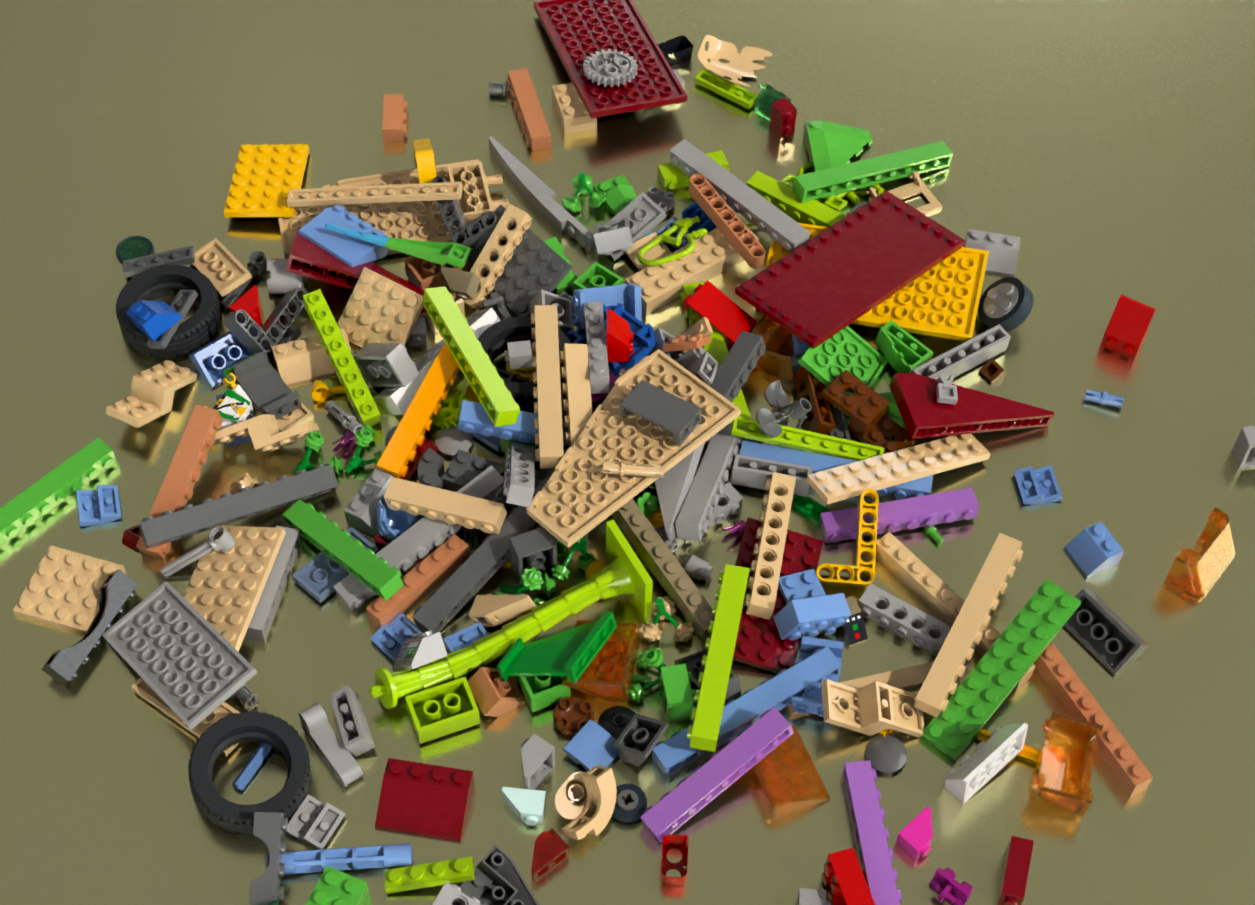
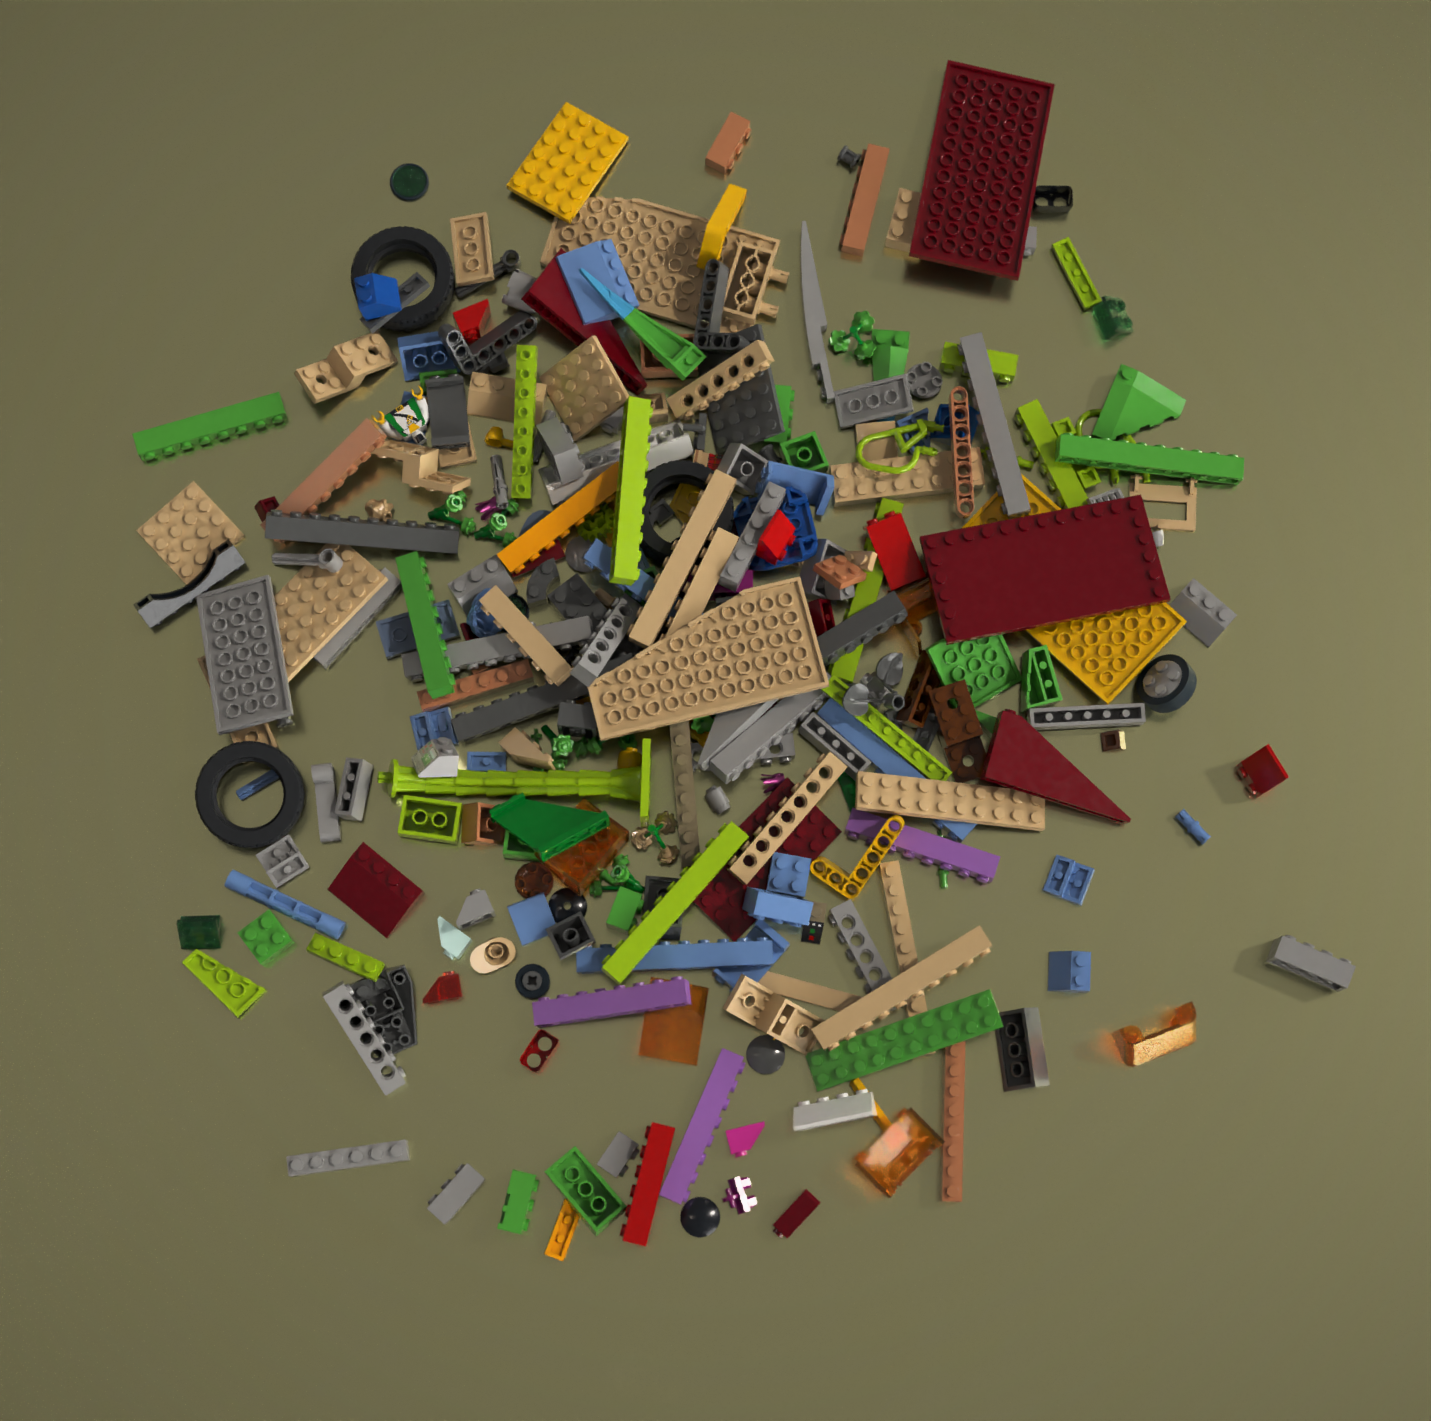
camera: 25 degrees right, 25 degrees up
(98, 505) = (251, 458): medium blue slope -> none
(179, 256) = (421, 212): dark grey plate -> none
(269, 828) = (236, 859): dark grey arch -> none
(375, 194) = (648, 249): tan plate -> none
(461, 282) = (675, 392): dark tan slope -> none
(519, 354) = (674, 512): light grey brick -> none
(599, 805) = (504, 975): tan arch -> none
(610, 68) = (978, 199): light grey gear -> none
(613, 236) = (849, 407): light grey slope -> none
(637, 469) = (695, 697): tan pin -> none
(662, 410) = (755, 651): dark grey panel -> none
(704, 368) = (835, 611): light grey slope -> none
(739, 64) = (1099, 250): tan piece -> none
(783, 118) = (1103, 347): dark red brick -> none
(945, 391) = (1036, 754): light grey plate -> none

